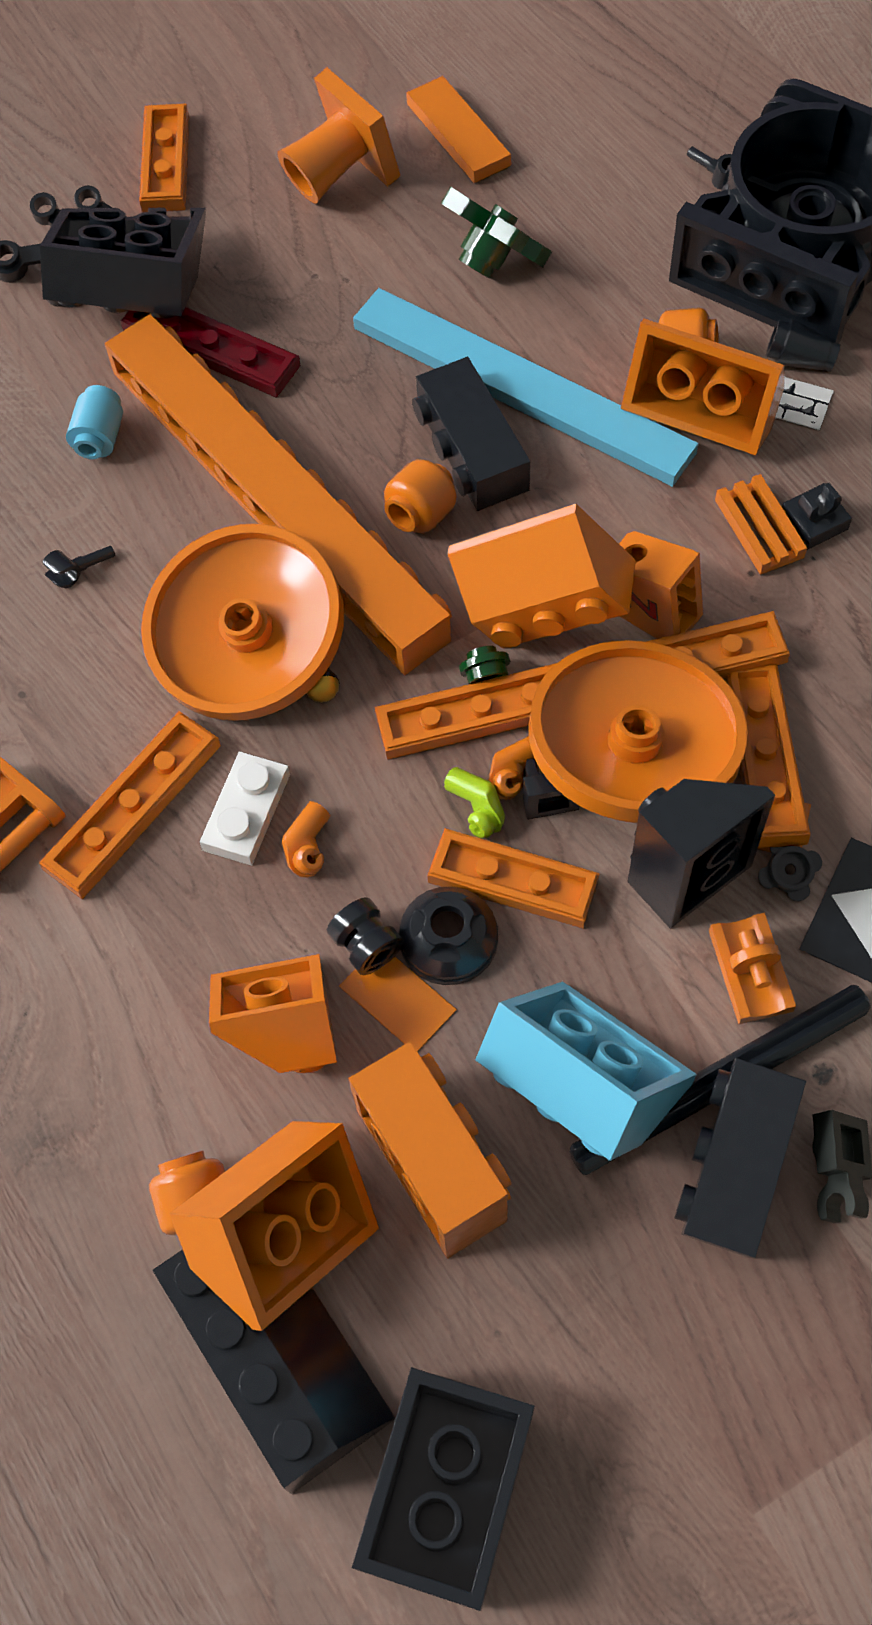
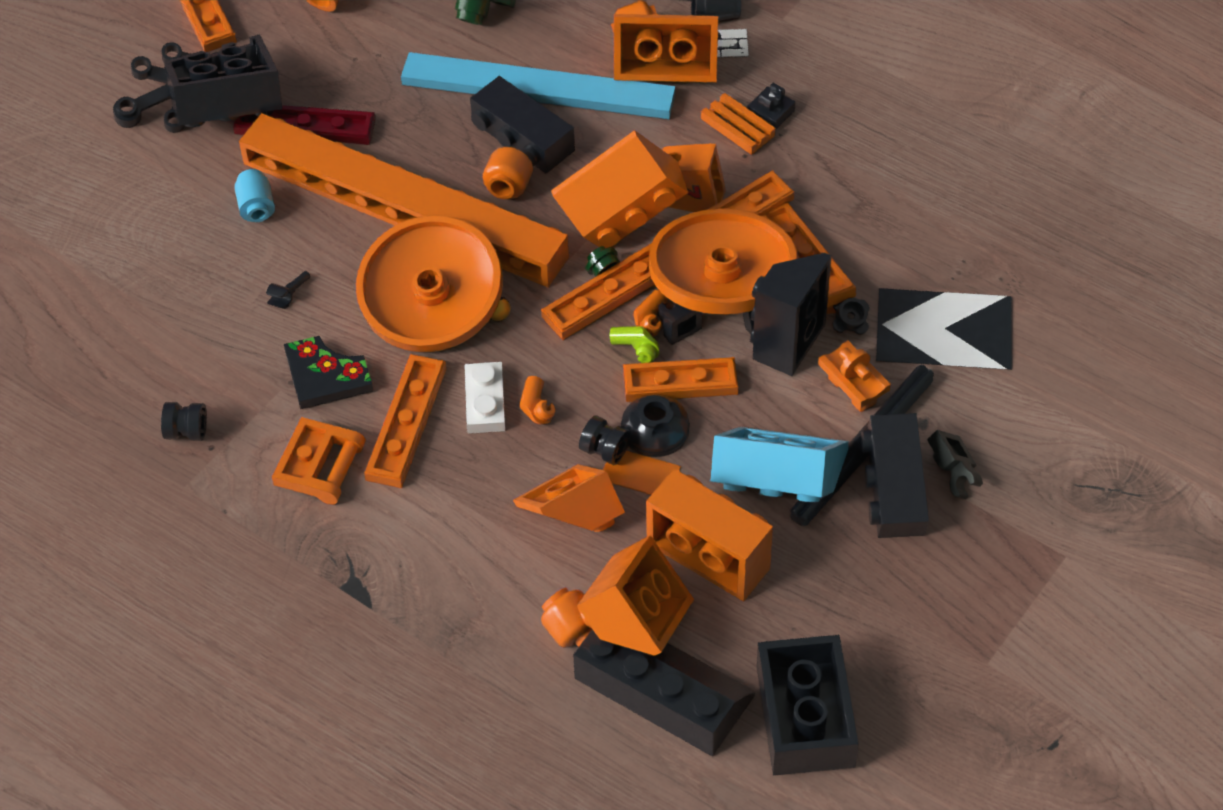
camera: 25 degrees left, 10 degrees down
(60, 699) = (325, 375): none -> black tile

